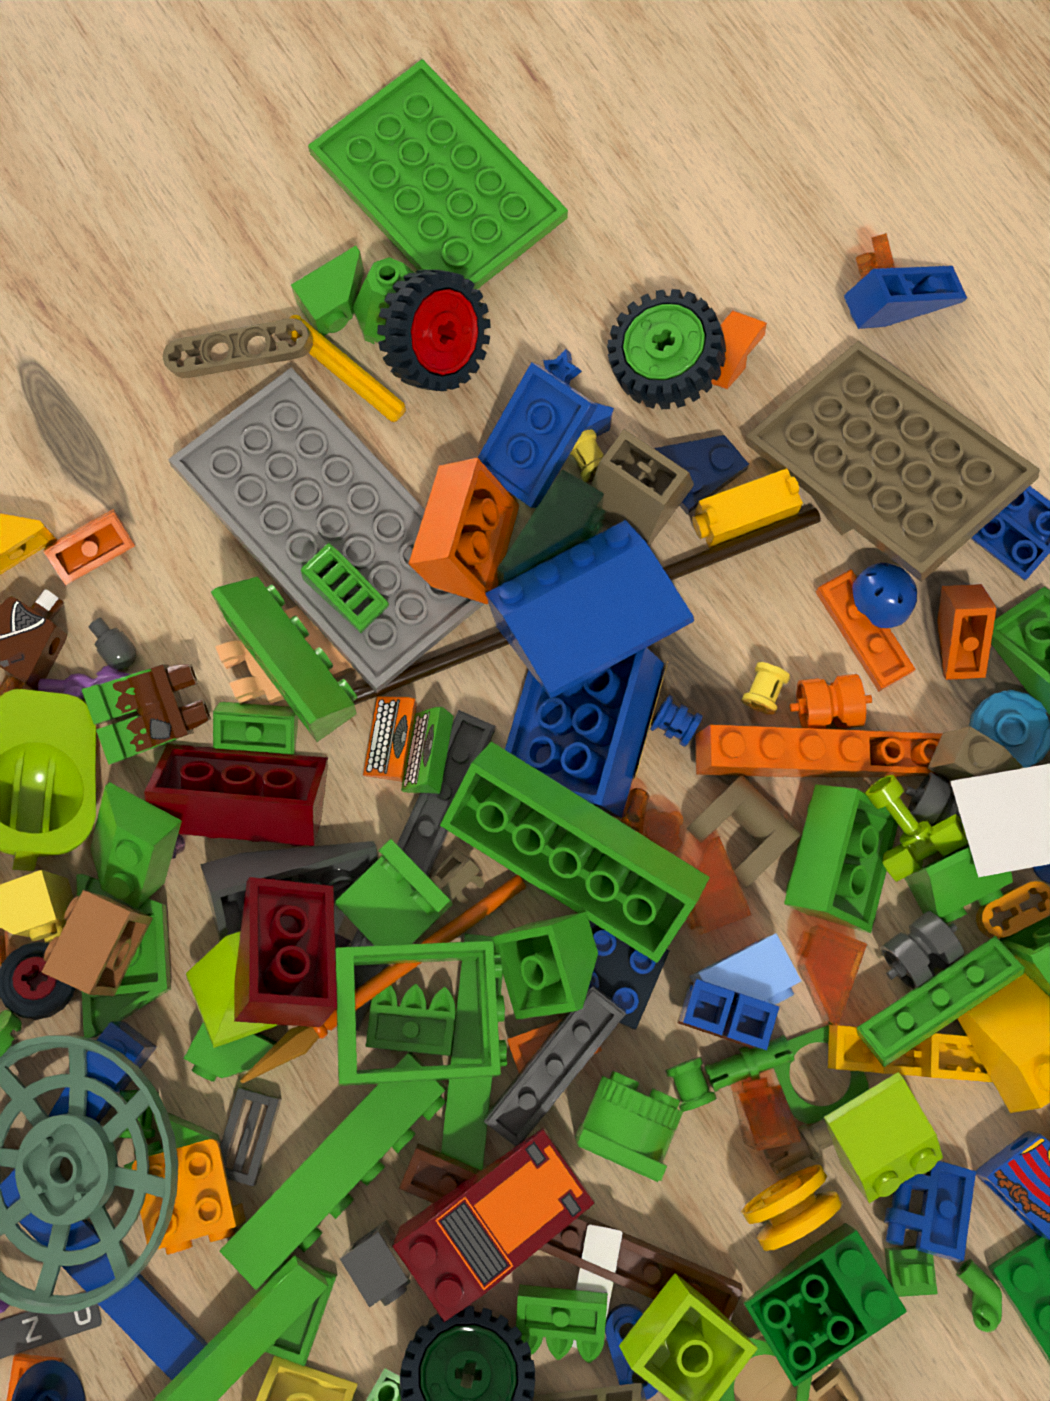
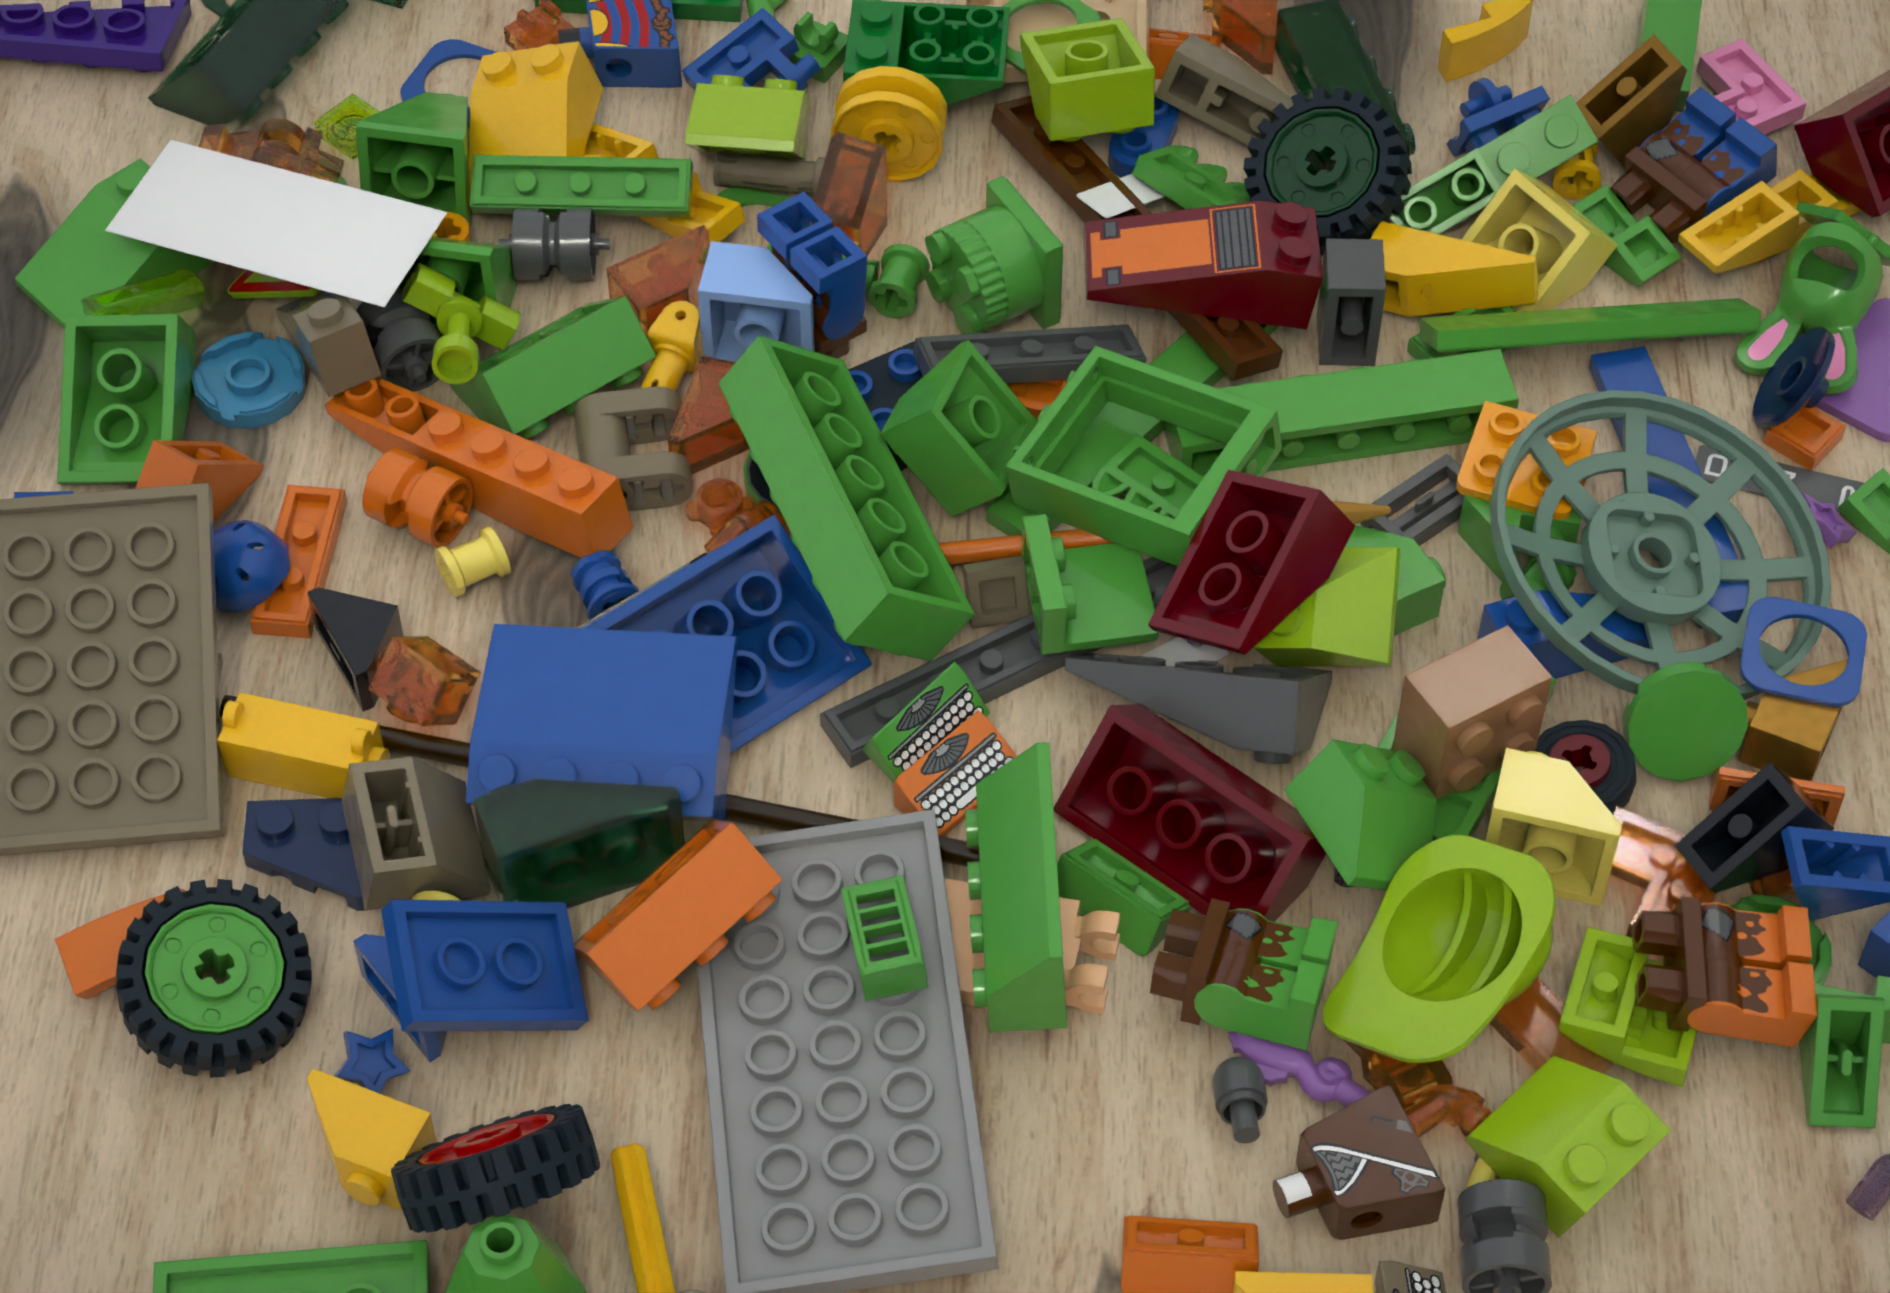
camera: 145 degrees left, 25 degrees down
(346, 1342) = (1448, 274): none -> yellow slope
(526, 331) = (367, 1135): none -> yellow slope
(720, 587) = (423, 681): none -> clear orange brick
(777, 917) = (675, 345): none -> yellow piece
(778, 591) = (355, 636): none -> black slope

